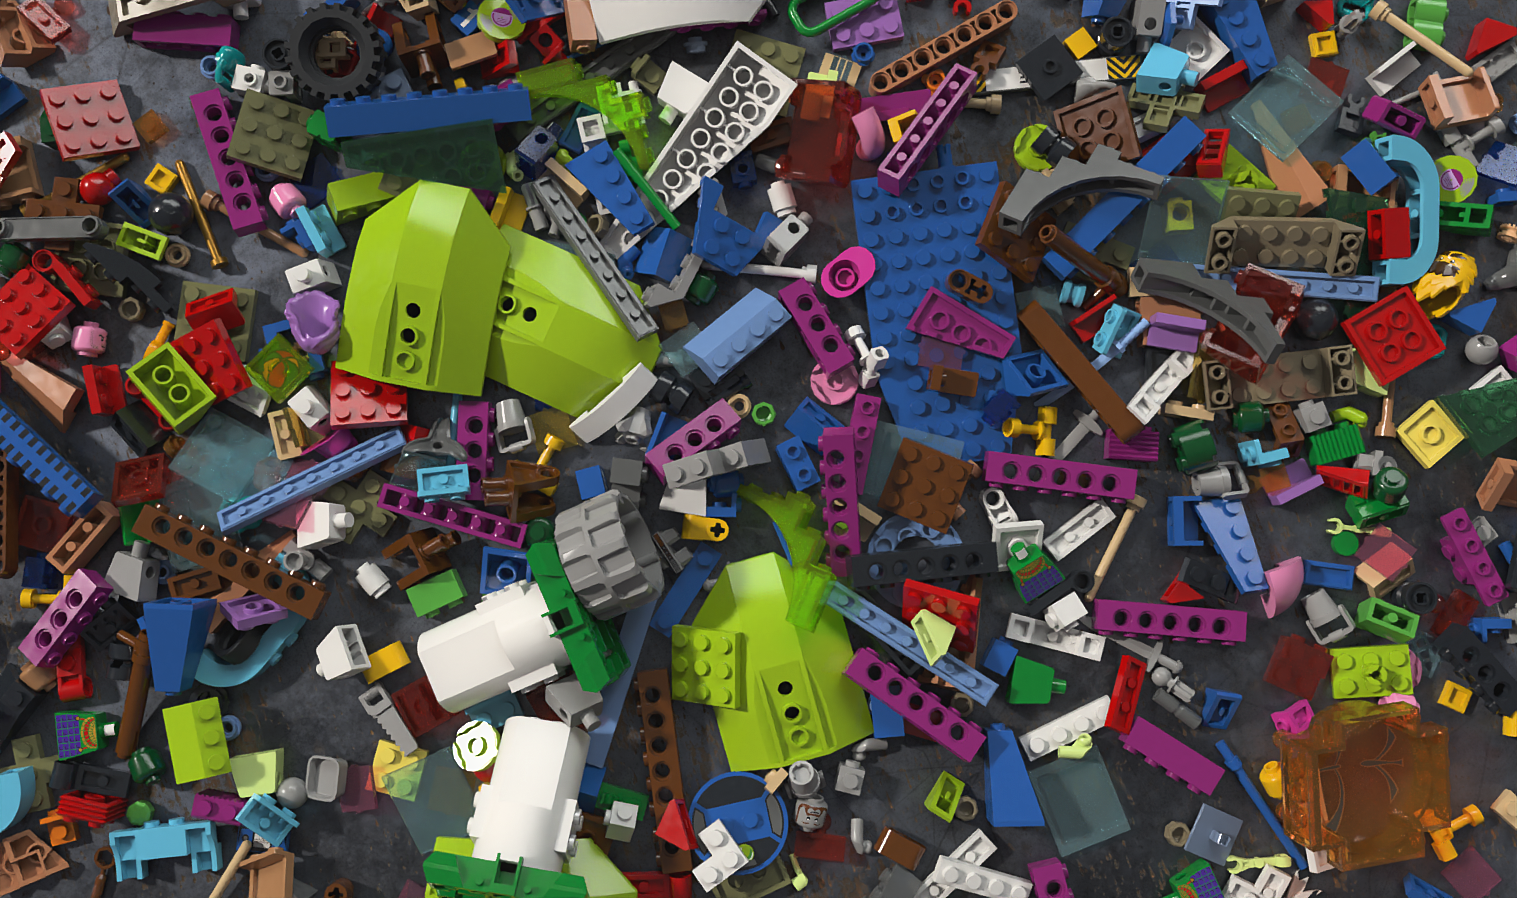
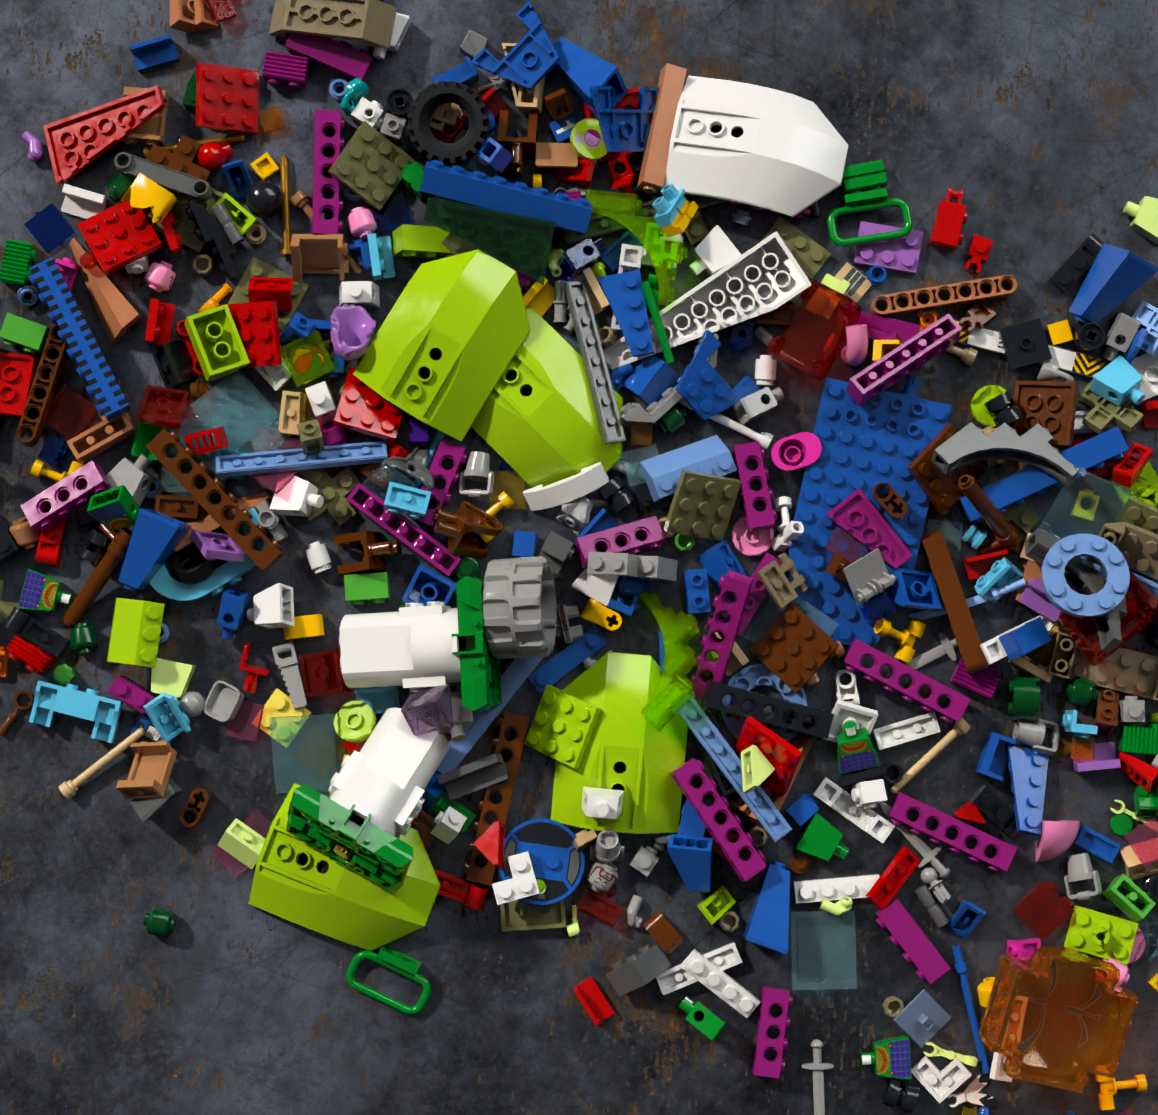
camera: 25 degrees right, 0 degrees up
(34, 253) = (147, 193): none -> yellow piece
(119, 612) = (114, 508): none -> green torso
(135, 252) = (229, 226): none -> dark grey piece
(145, 66) = (286, 69): none -> magenta brick
(213, 492) = (220, 438): none -> red slope
(250, 252) = (318, 255): none -> medium nougat panel
(253, 338) = (297, 325): none -> blue bracket
(298, 674) = (234, 603): none -> blue torso
(311, 453) = (310, 436): none -> olive bracket
(346, 731) = (253, 671): none -> red bracket
(399, 70) = (495, 154): none -> blue brick
(434, 404) = (420, 432): none -> dark purple leg
(549, 708) = (429, 710): none -> clear purple slope
(617, 60) = (673, 210): none -> medium azure hips
(630, 757) = (474, 776): none -> dark grey panel
(768, 368) = (702, 505): none -> olive plate
(780, 736) = (602, 802): none -> white torso
(881, 422) = (777, 583): none -> dark tan plate
(902, 759) = (693, 860): none -> blue slope
(977, 378) = (868, 577): none -> light grey hinge
(1018, 715) = (800, 862): none -> reddish brown plate
(1172, 382) = (1025, 638): none -> blue panel
(1212, 322) = (1079, 604): none -> medium blue plate

